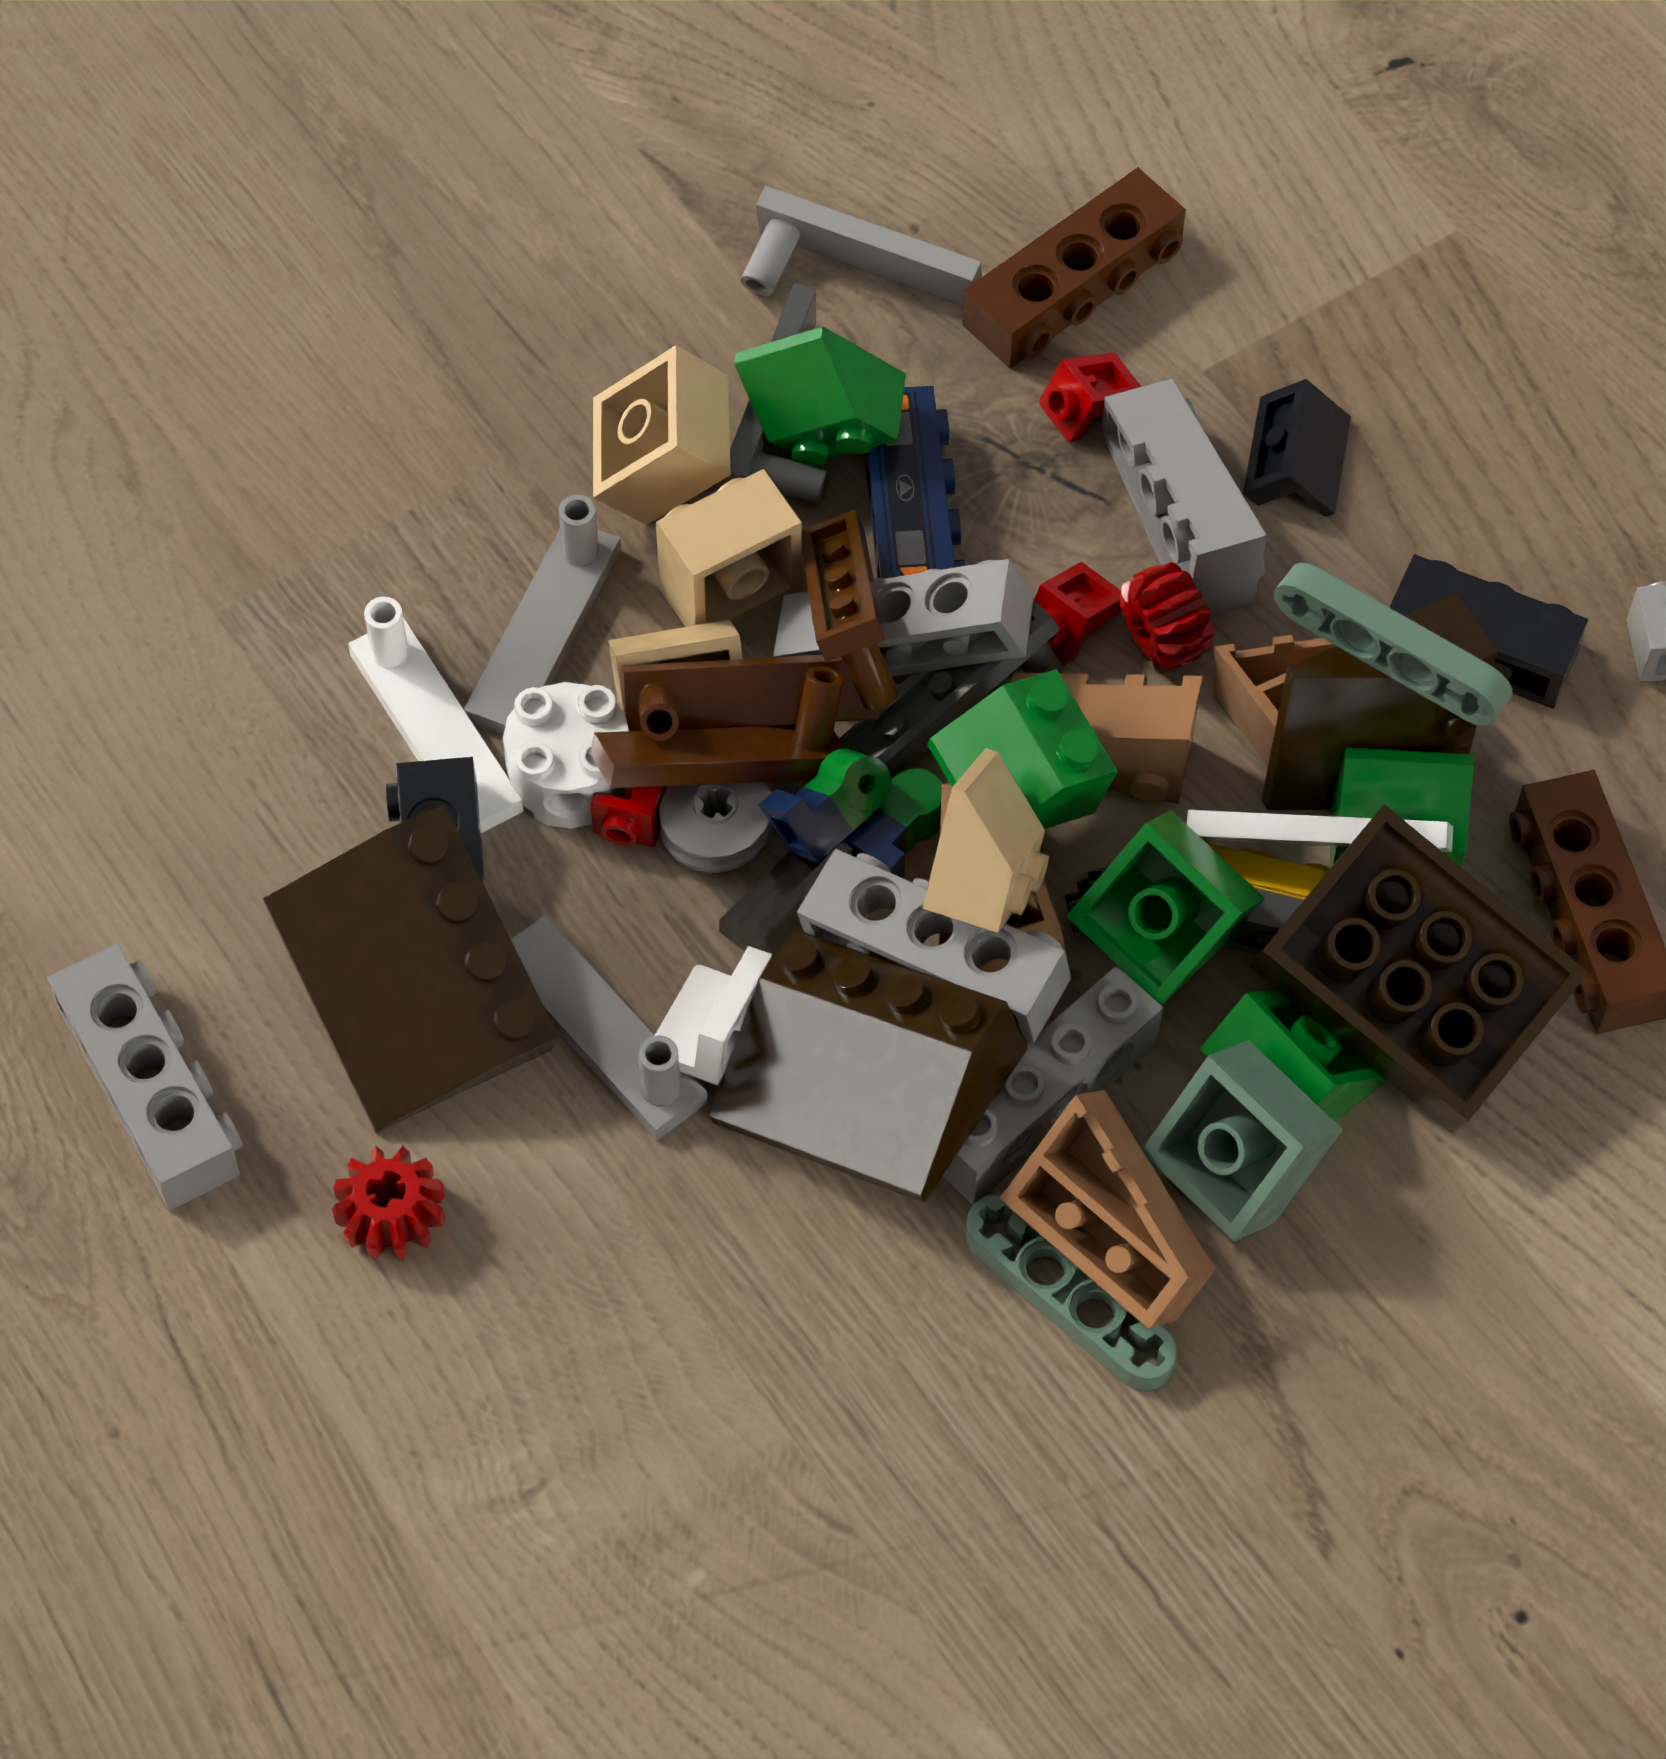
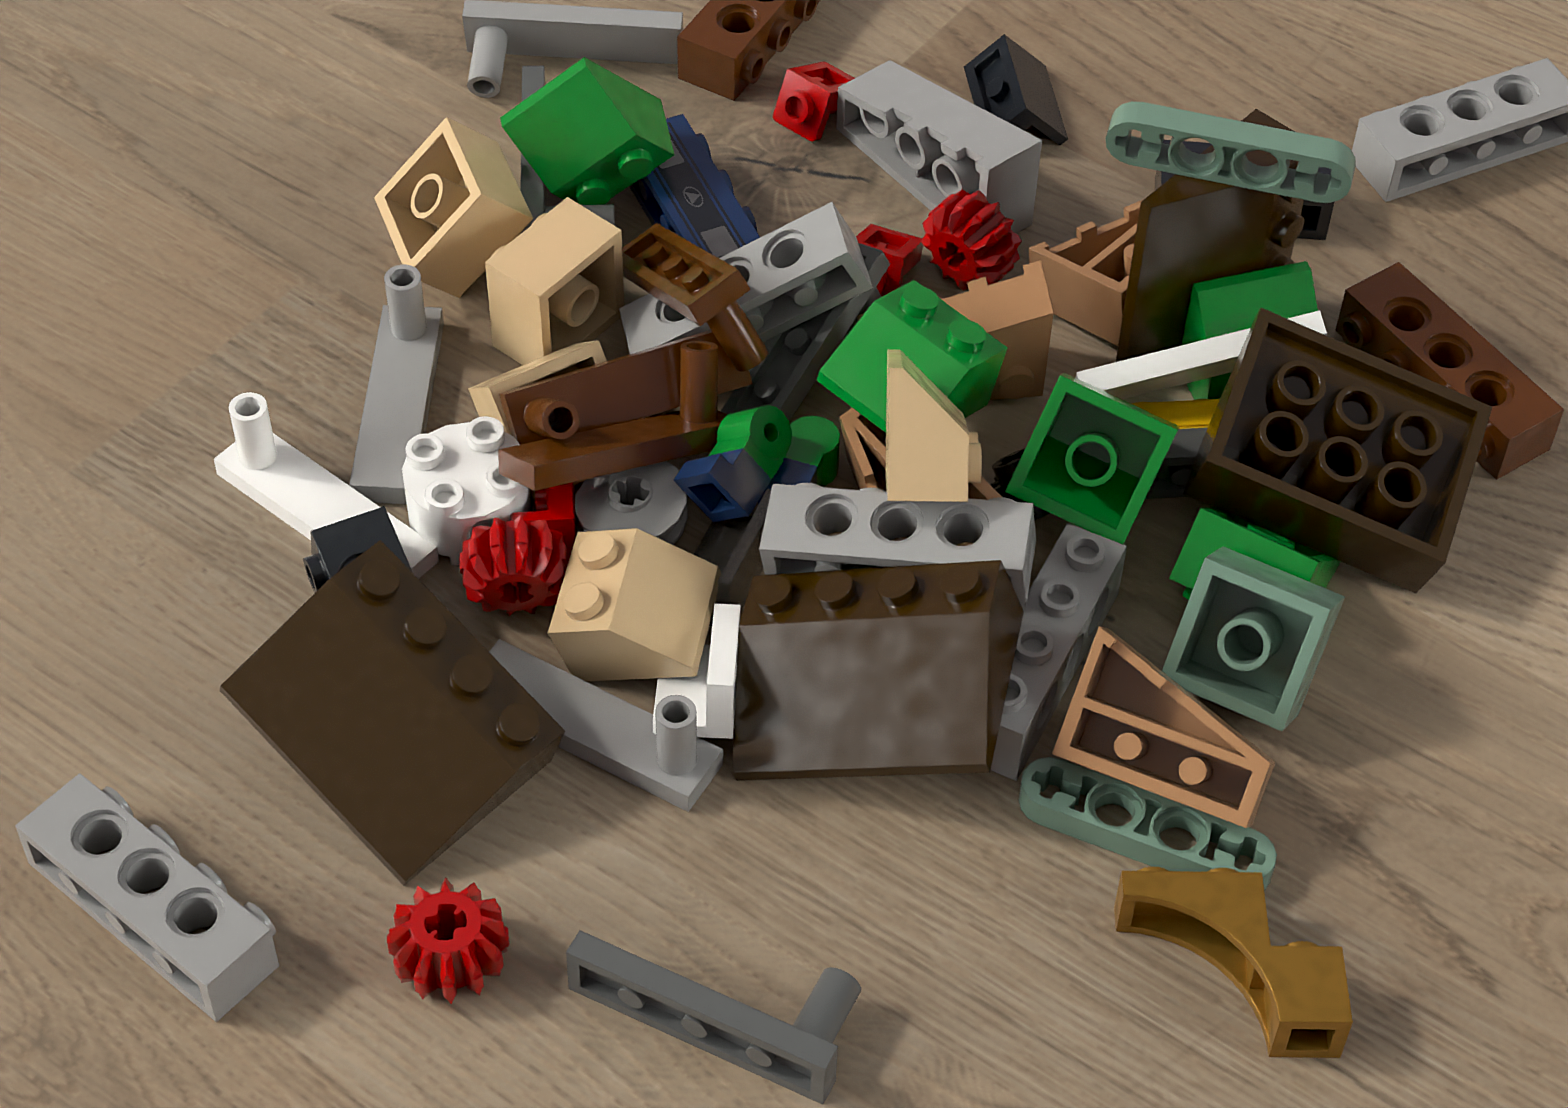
camera: 20 degrees left, 10 degrees down
(580, 847) = (513, 565): none -> red gear
(650, 1410) = (786, 1054): none -> dark grey piece
(673, 924) = (633, 607): none -> tan slope
(1096, 1408) = (1222, 917): none -> pearl gold arch

